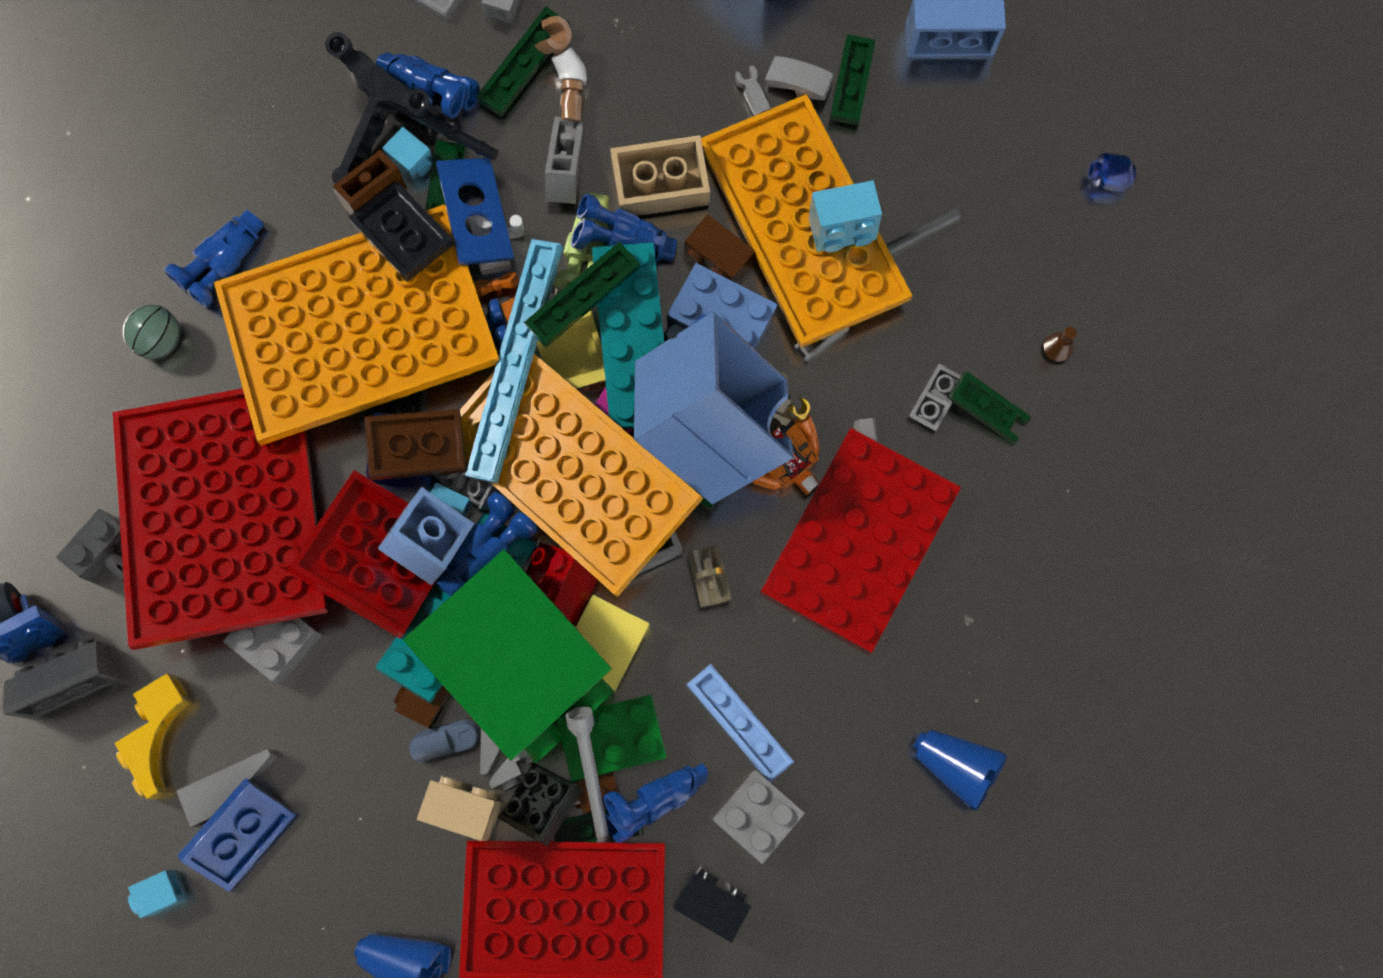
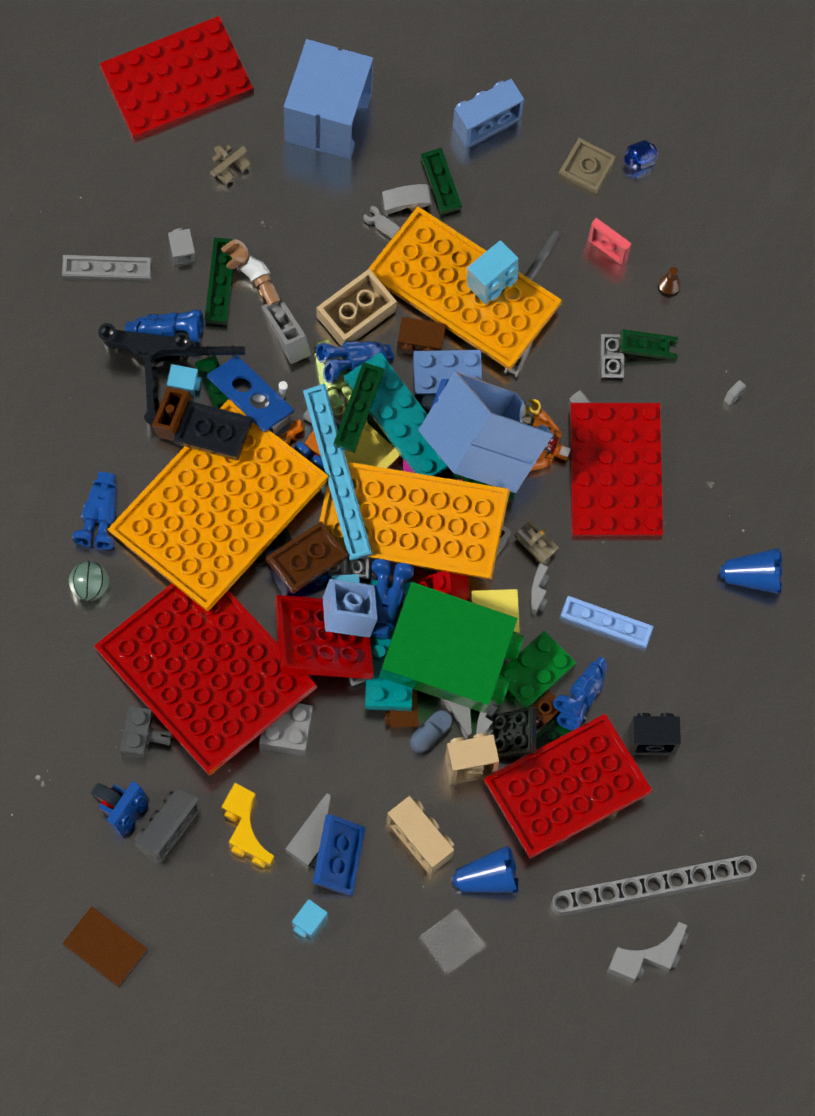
camera: 30 degrees left, 5 degrees down
(347, 868) = (420, 835): none -> tan brick
(580, 723) = (517, 660): light grey piece -> none
(672, 645) = (537, 598): none -> light grey slope
(758, 816) = (651, 669): light grey brick -> none
(1012, 256) = (609, 241): none -> coral tile
(1040, 153) = (587, 166): none -> dark tan tile
(1063, 523) = (734, 393): none -> light grey tile

